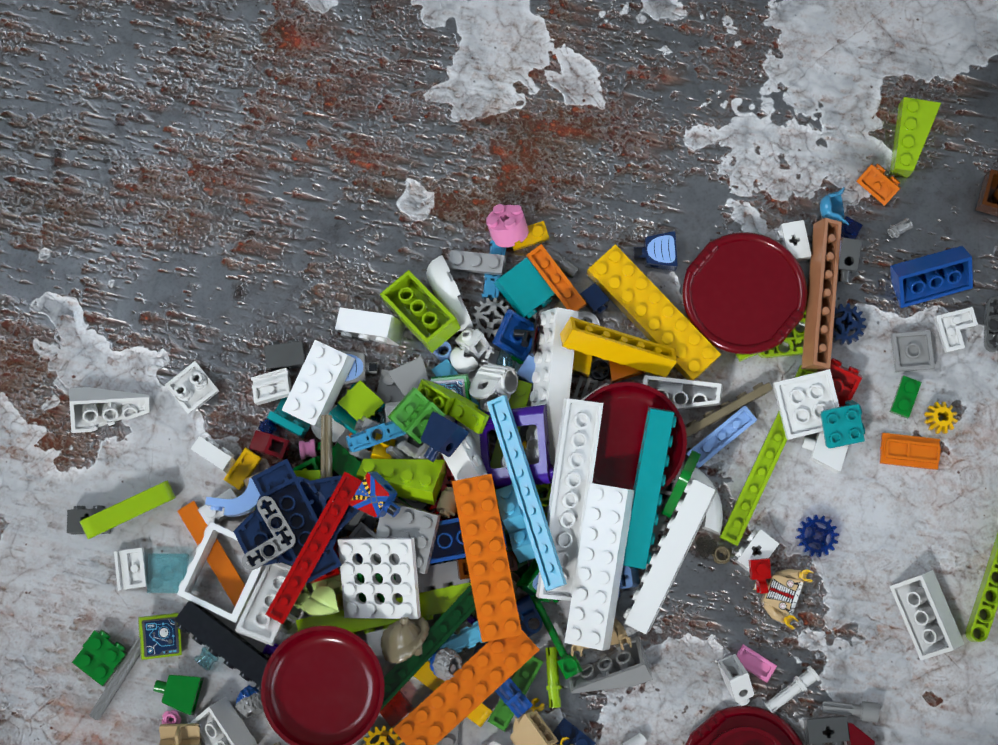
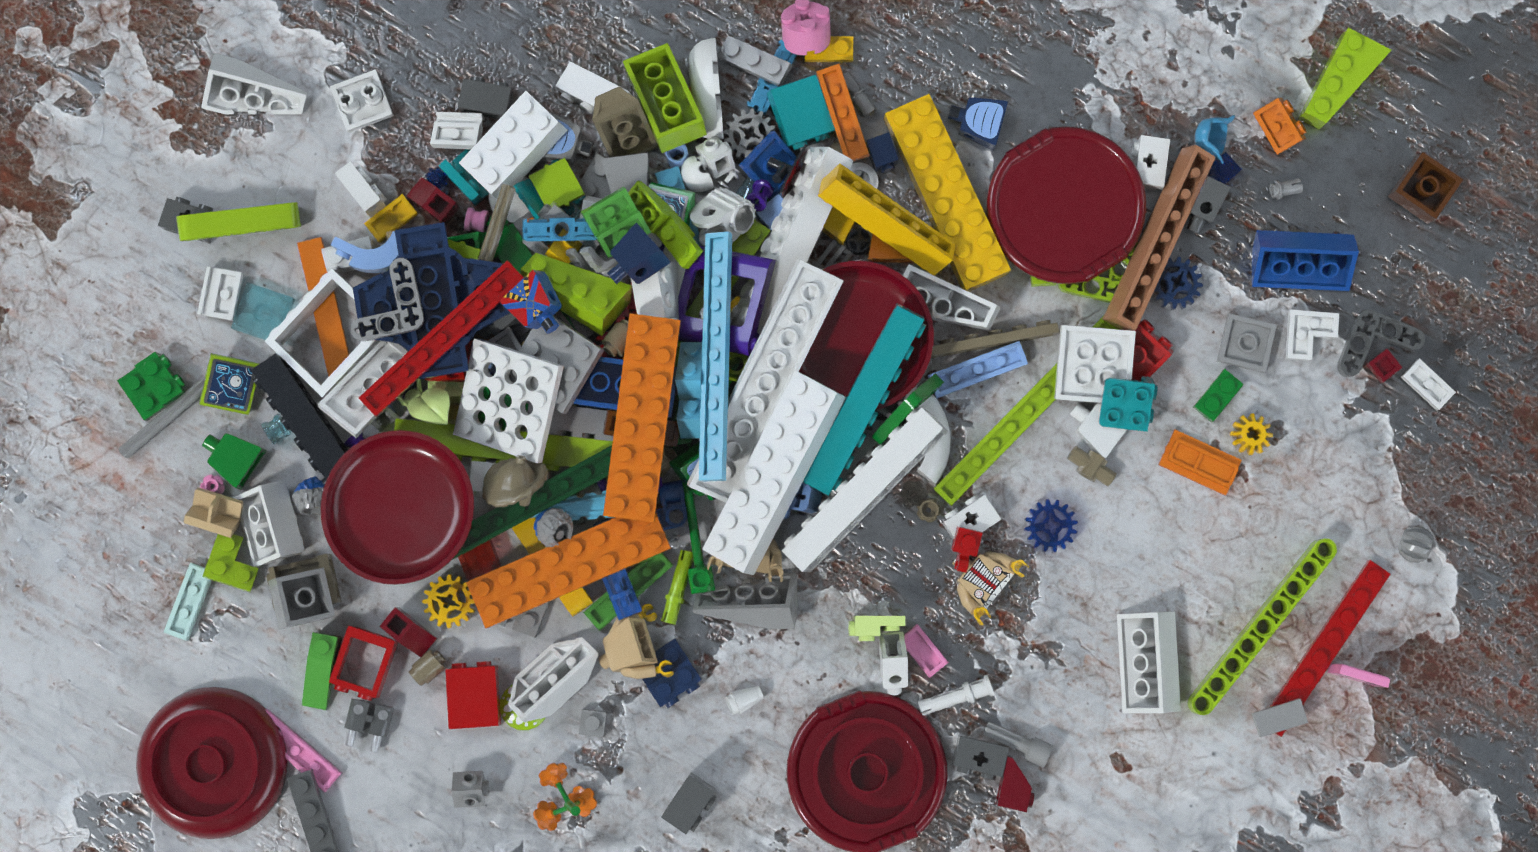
camera: 15 degrees right, 5 degrees up
(395, 341) = (622, 124): none -> dark tan slope
(520, 356) = (756, 194): none -> dark purple bush
(709, 659) = (869, 626): none -> yellowish green plate
(831, 480) = (1091, 466): none -> dark tan axle

